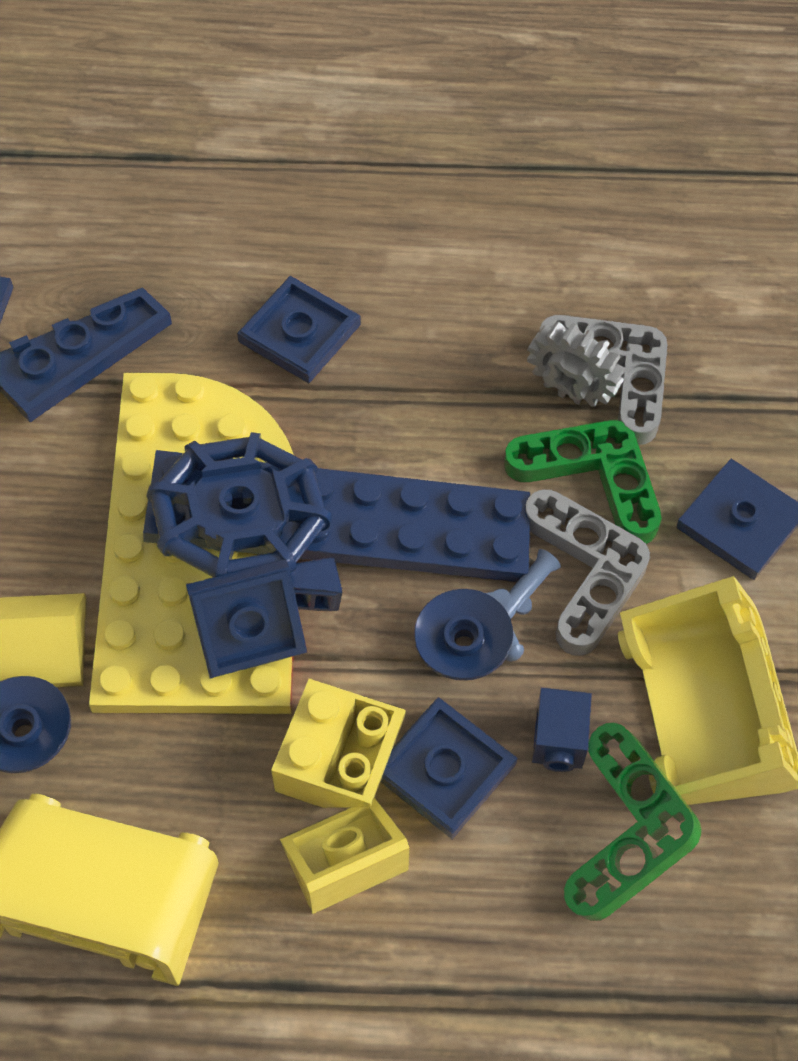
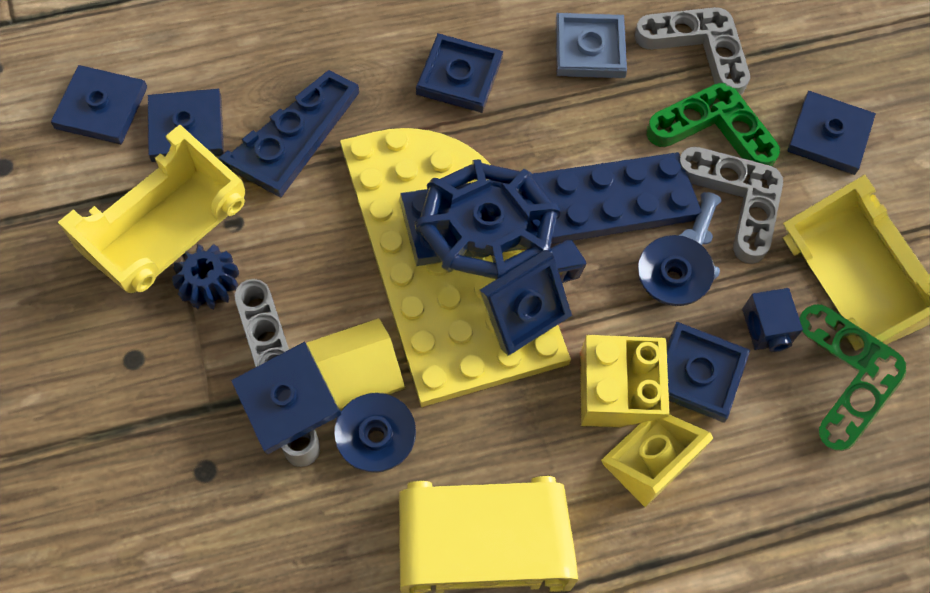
camera: 20 degrees left, 5 degrees up
(473, 335) = (590, 45): none -> sand blue plate
(575, 364) = (680, 47): light grey gear -> none

